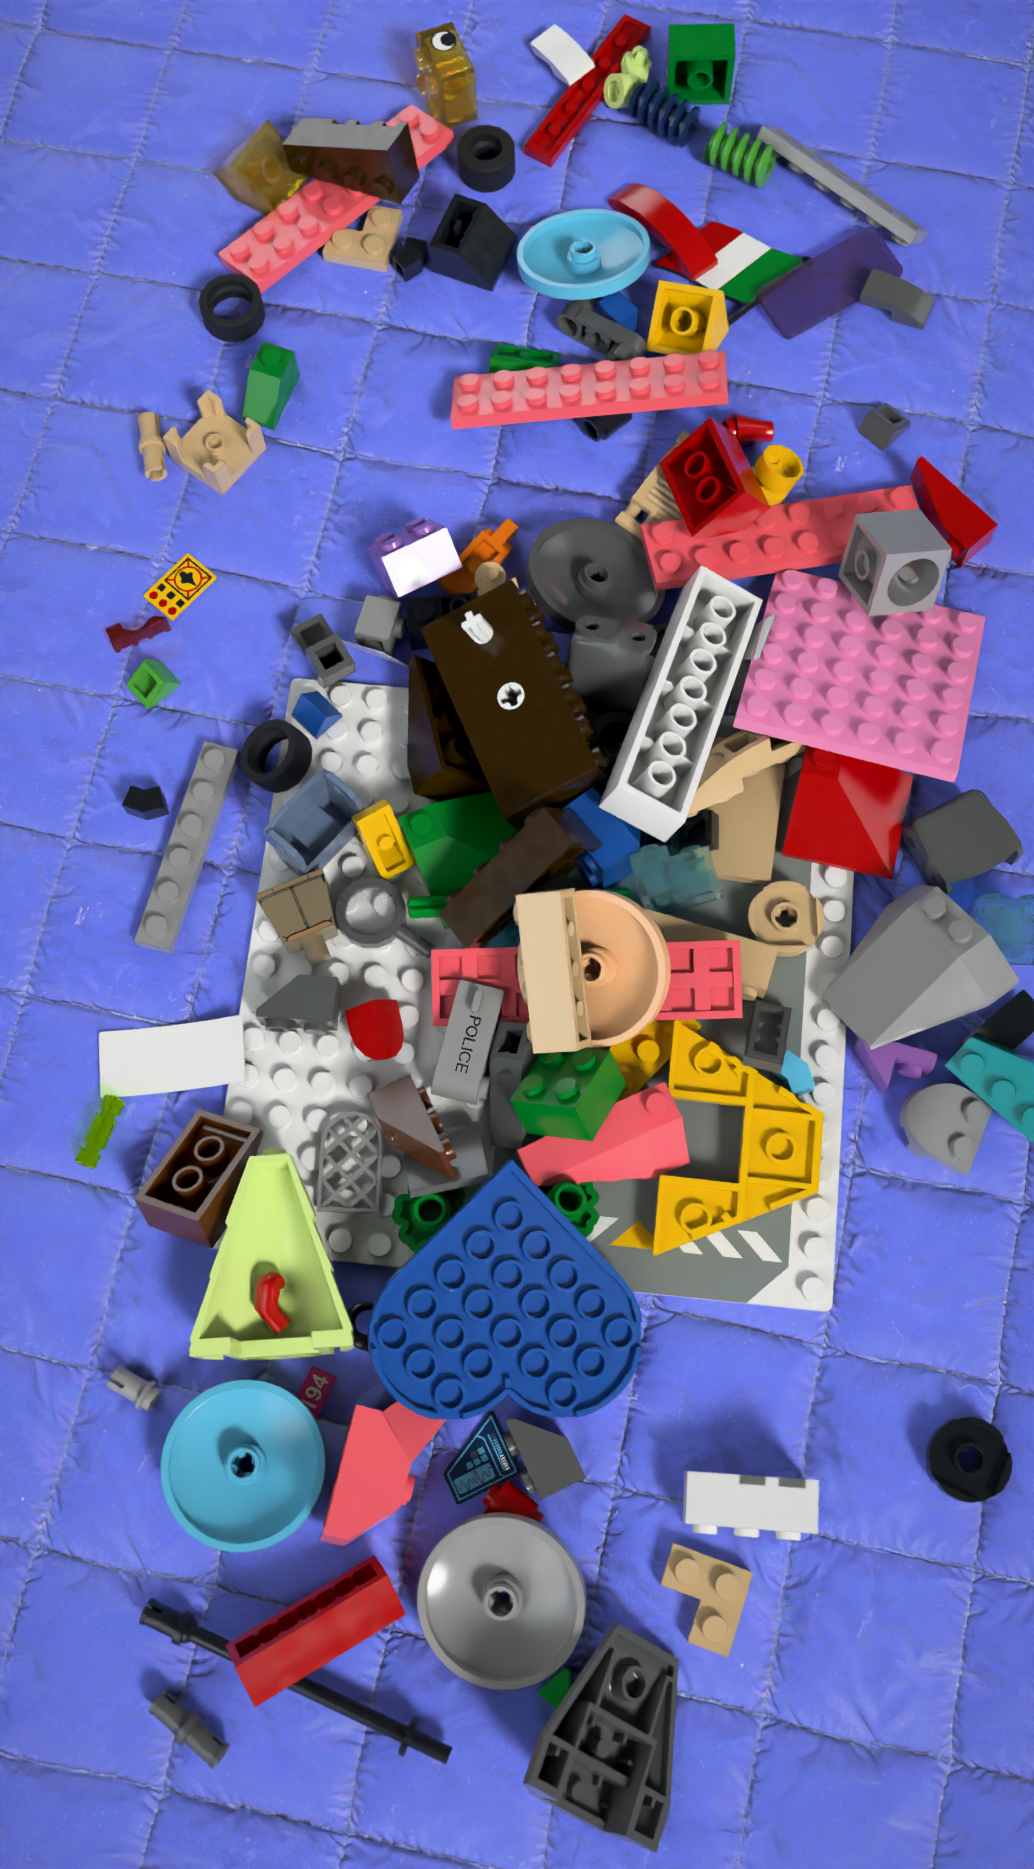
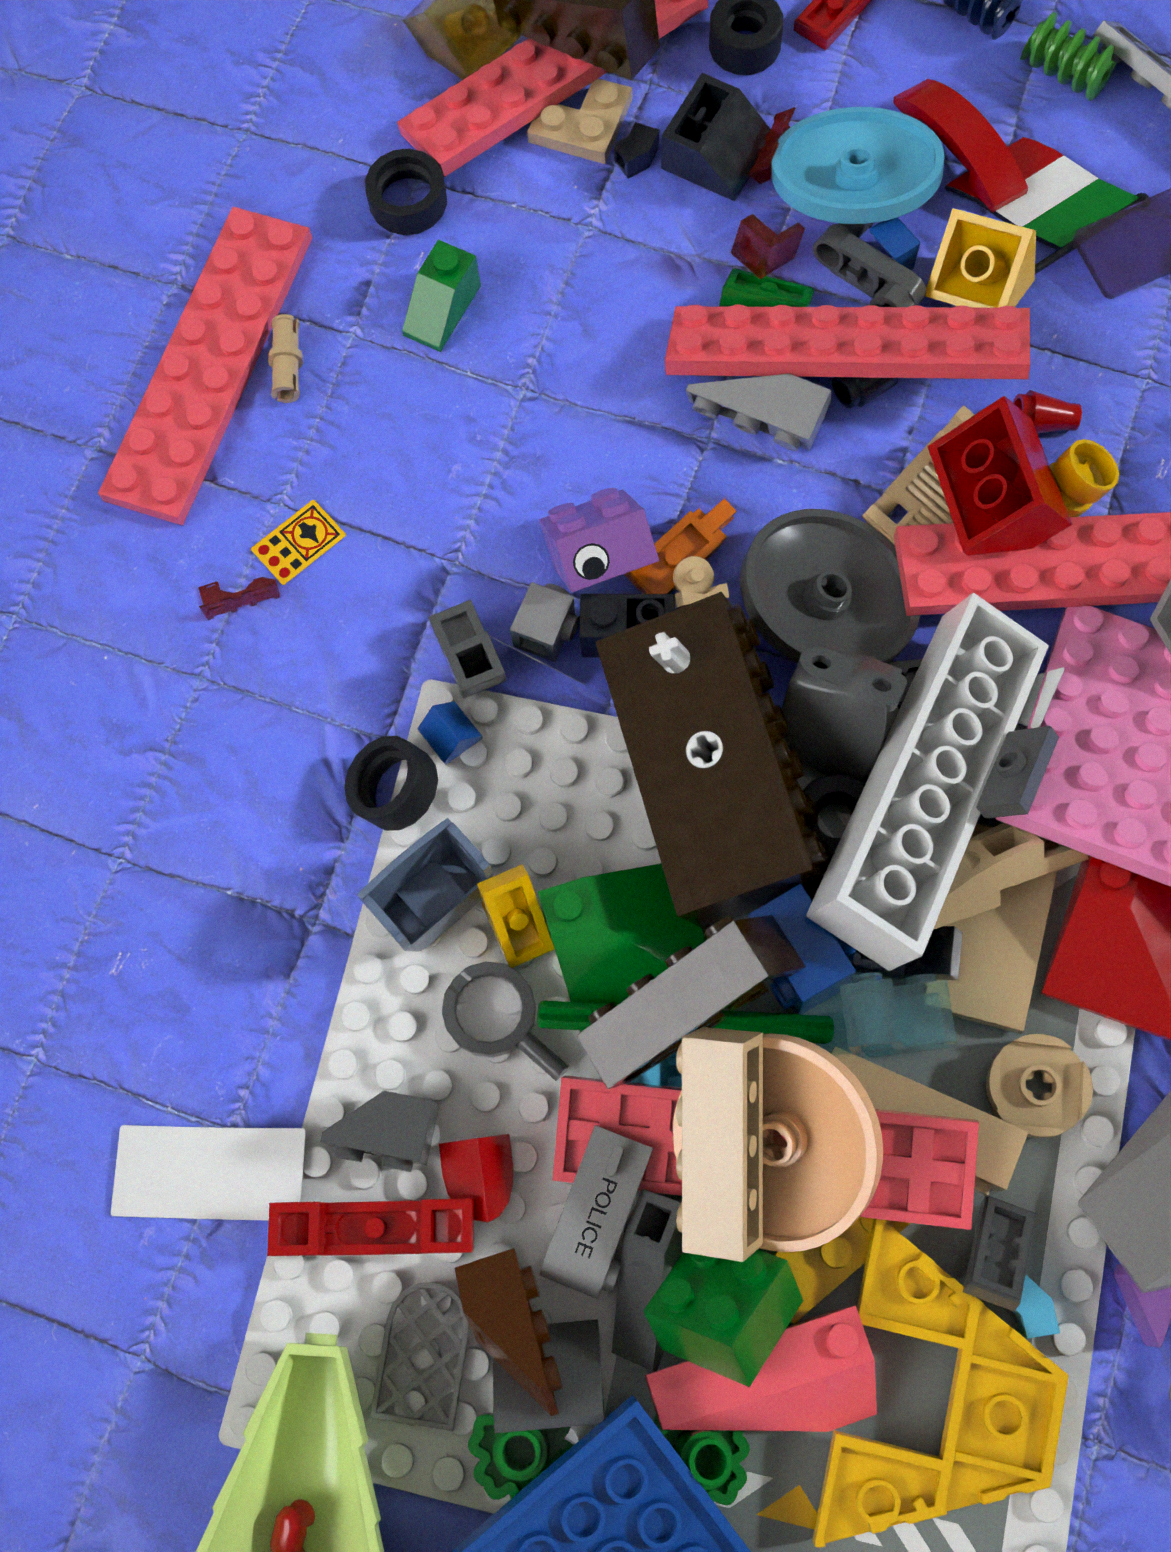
camera: 10 degrees right, 0 degrees up
(89, 458) = (206, 366): none -> coral plate
(99, 1131) = (102, 1264): clear neon green axle -> none
(145, 803) = (219, 824): black piece -> none
(152, 682) = (248, 664): bright green slope -> none
(187, 848) = (264, 890): light grey plate -> none
(199, 1178) = (222, 1352): reddish brown slope -> none
(216, 446) = (366, 366): tan panel -> none
(301, 1077) = (371, 1227): none -> red slope
(302, 914) = (399, 1004): dark tan torso -> none
(438, 748) = (600, 799): dark brown wedge -> none
(510, 263) = (762, 168): none -> clear red piece
(516, 325) = (762, 249): none -> panel
(535, 443) = (773, 404): none -> light grey slope
(744, 689) = (1017, 772): none -> dark grey plate

